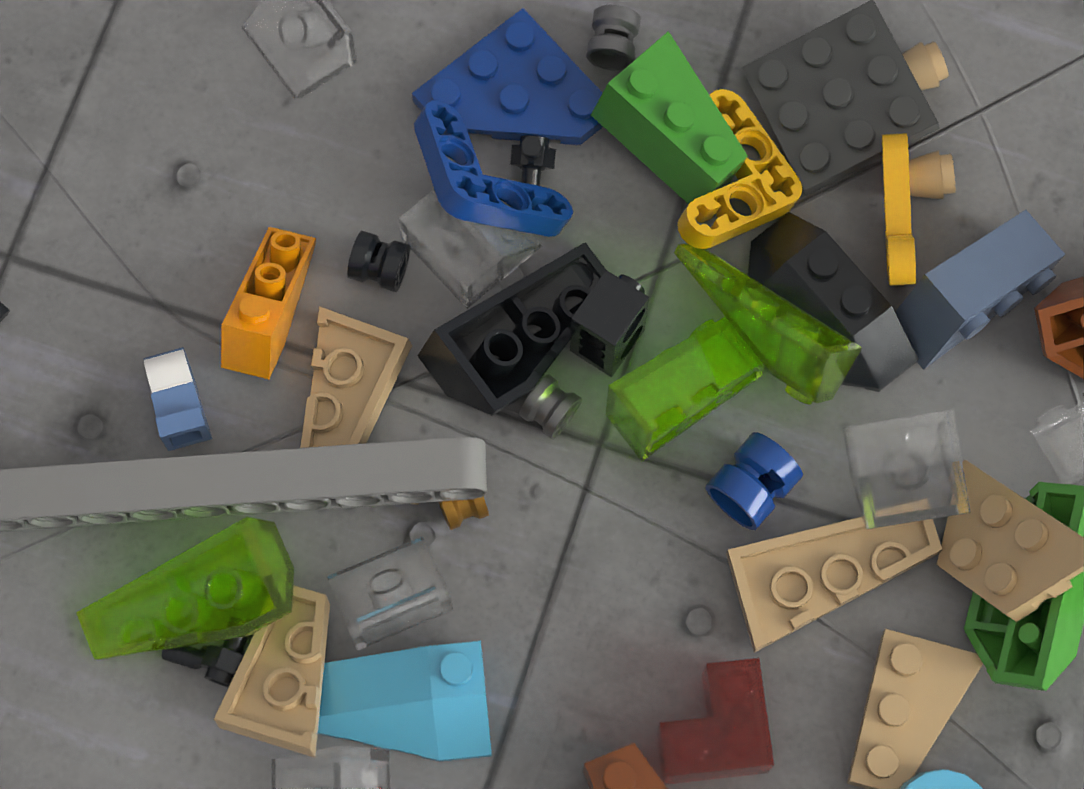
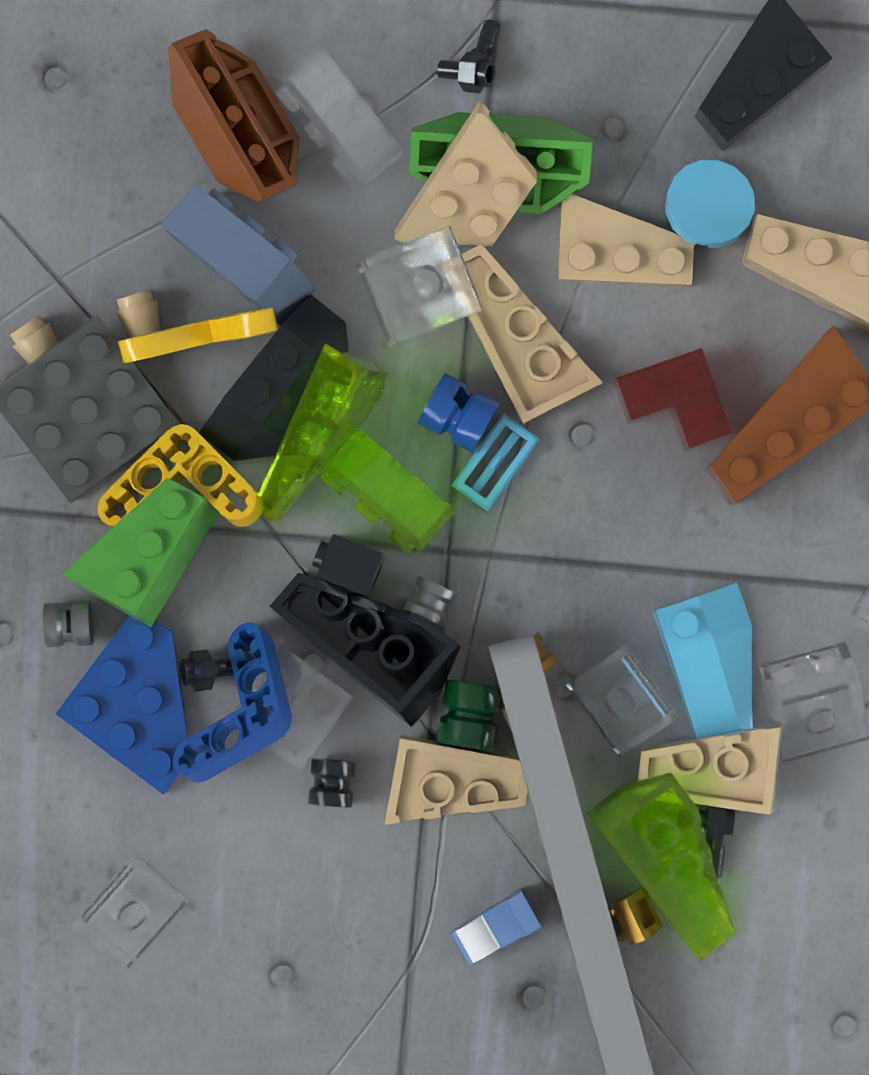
camera: 100 degrees left, 15 degrees up
(141, 547) = (636, 917): none -> pearl gold tile
(266, 303) = (390, 871): light orange slope -> none
(408, 415) = (469, 715): none -> dark green wheel
(718, 548) = (473, 493): none -> medium azure tile

